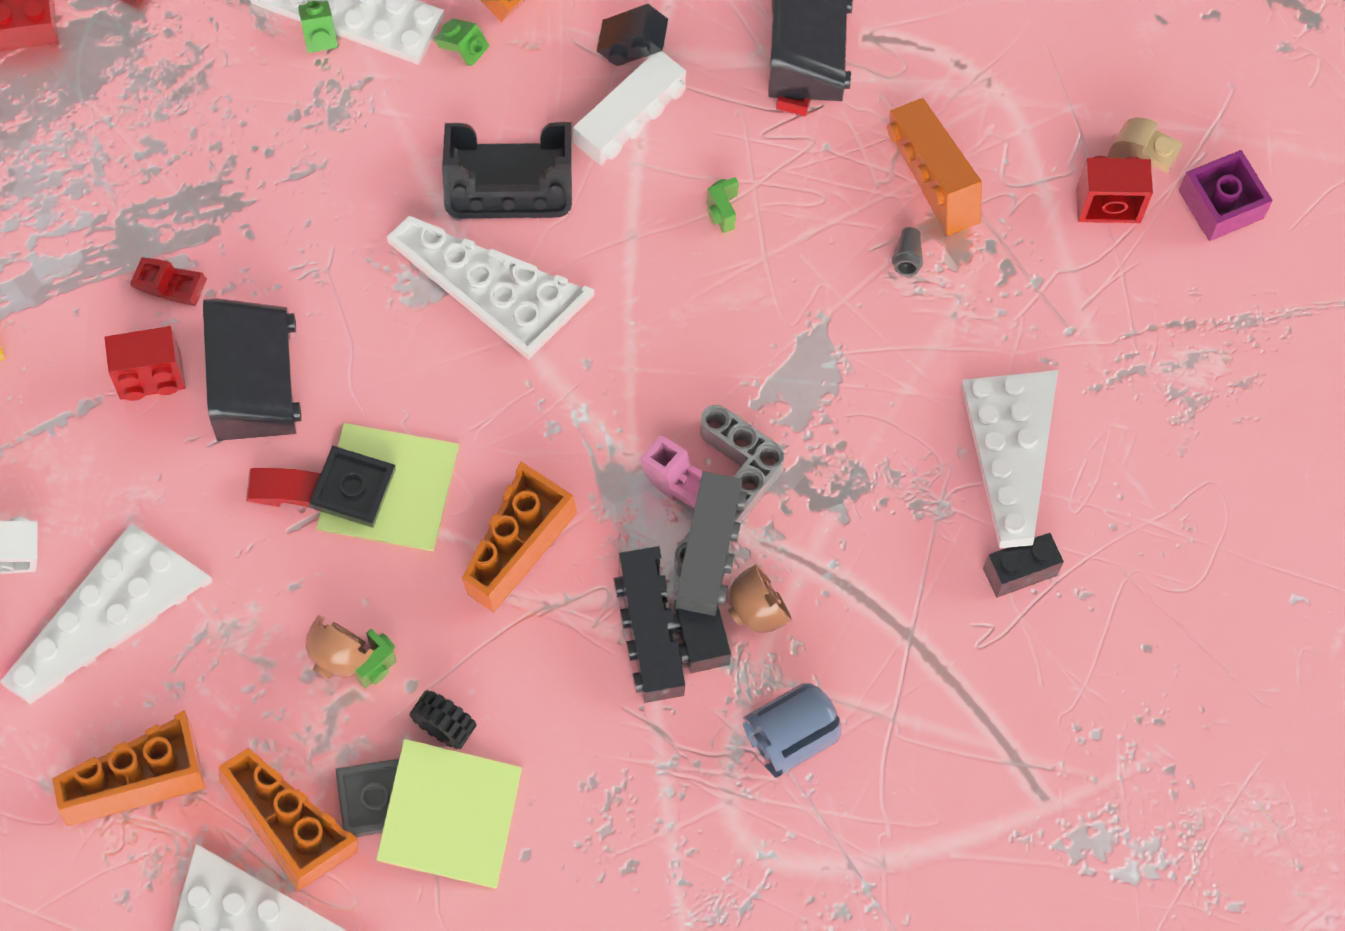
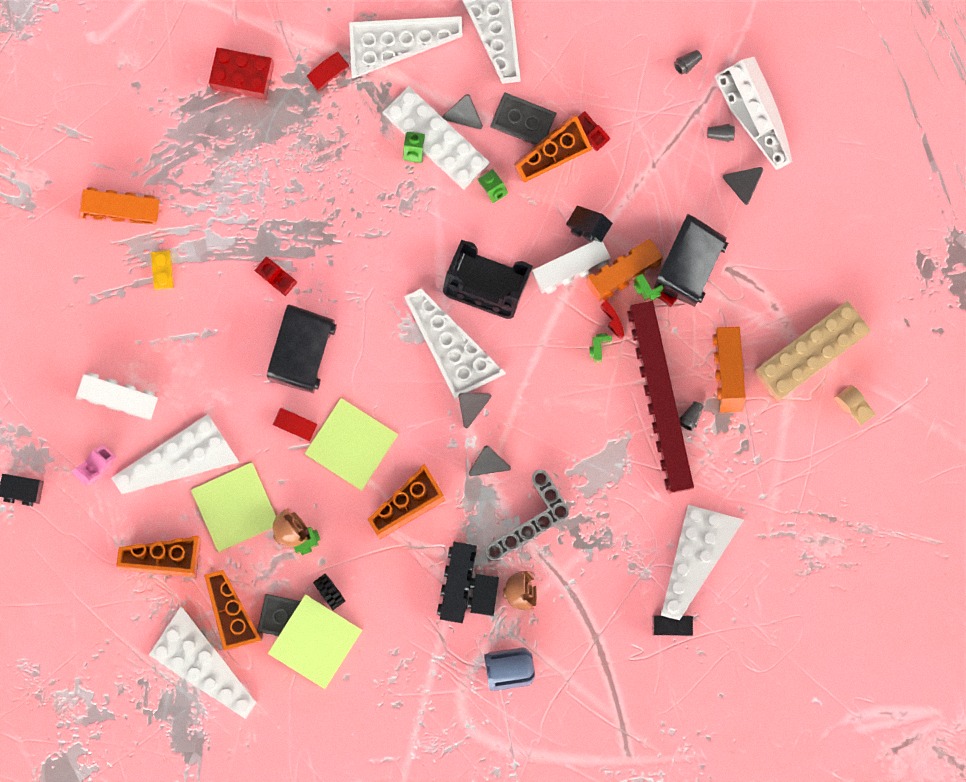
camera: 30 degrees right, 15 degrees up
(145, 363) = (244, 326): red brick -> none
(230, 653) = (234, 507): none -> yellowish green piece
(352, 486) = (331, 439): black plate -> none
(560, 356) = (471, 405): none -> dark grey piece
(623, 430) = (488, 462): none -> dark grey piece
(671, 472) = (507, 502): bright pink brick -> none
(709, 544) = (505, 551): dark grey brick -> none
(713, 83) = (624, 270): none -> orange wedge
(726, 154) = (615, 325): none -> red slope
(759, 93) = (642, 287): none -> bright green bracket
(851, 243) = (661, 397): none -> dark red brick
(1045, 98) = (812, 351): none -> tan brick
(1114, 190) = (823, 426): red brick -> none
(1225, 195) = (886, 452): magenta brick -> none

